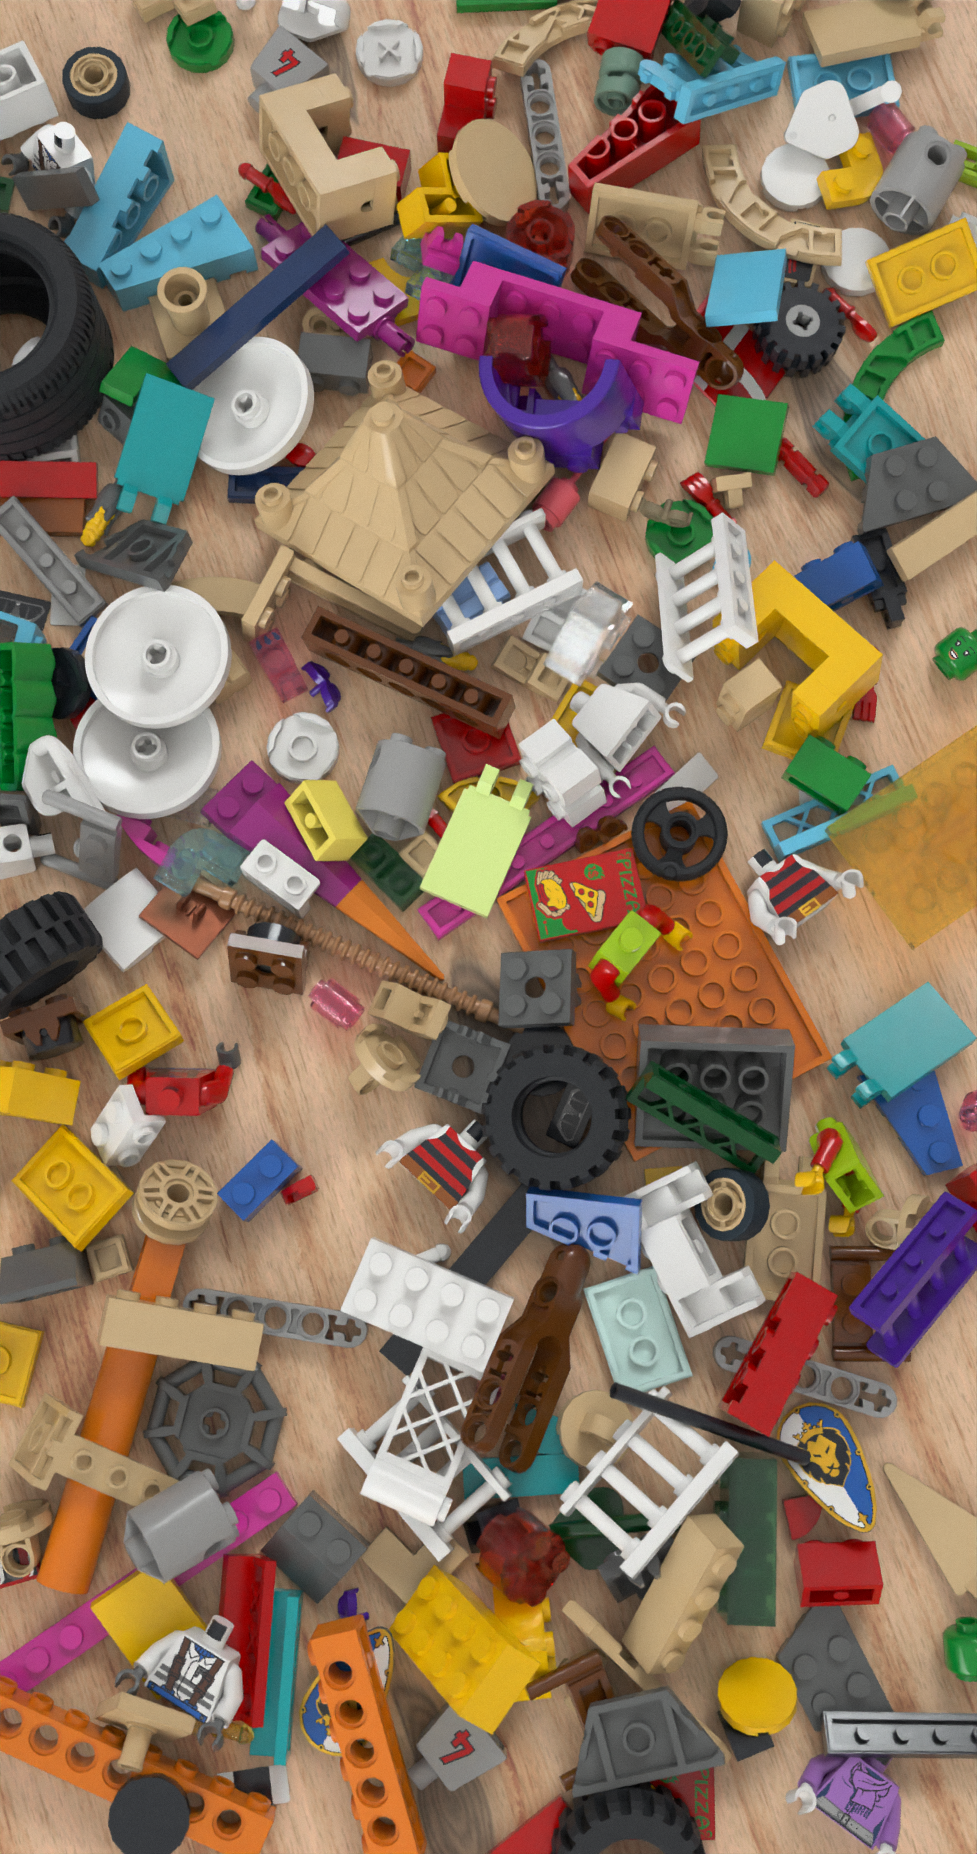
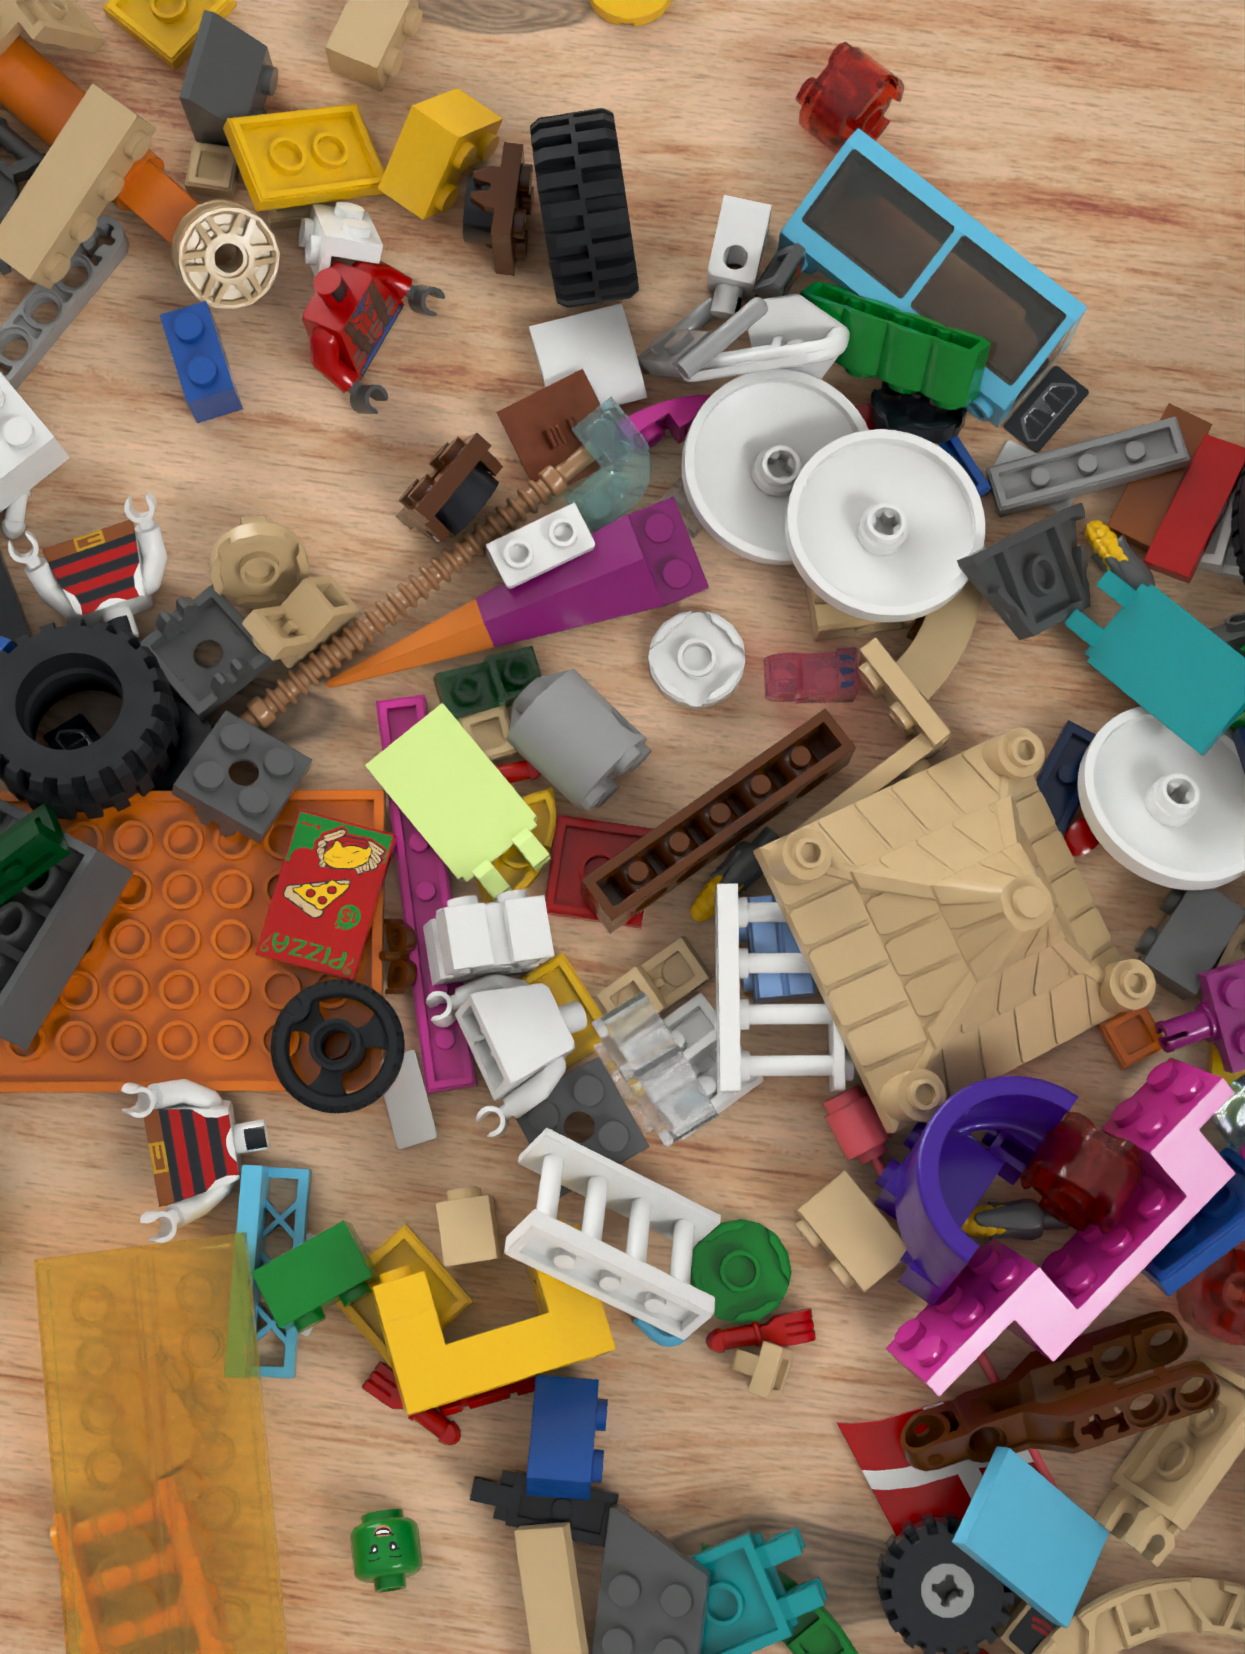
camera: 115 degrees right, 0 degrees up
(133, 1031) = (449, 302): yellow tile -> none
(299, 1190) = (169, 406): red tile -> none
(325, 820) = (582, 632): light yellow brick -> none
(328, 690) = (778, 721): dark purple piece -> none
(336, 1004) = (360, 544): clear pink brick -> none
(626, 949) = (223, 904): torso -> none
(665, 515) = (769, 1257): dark tan piece -> none
(746, 434) = (828, 1429): green tile -> none
(802, 469) = (751, 1480): red axle -> none

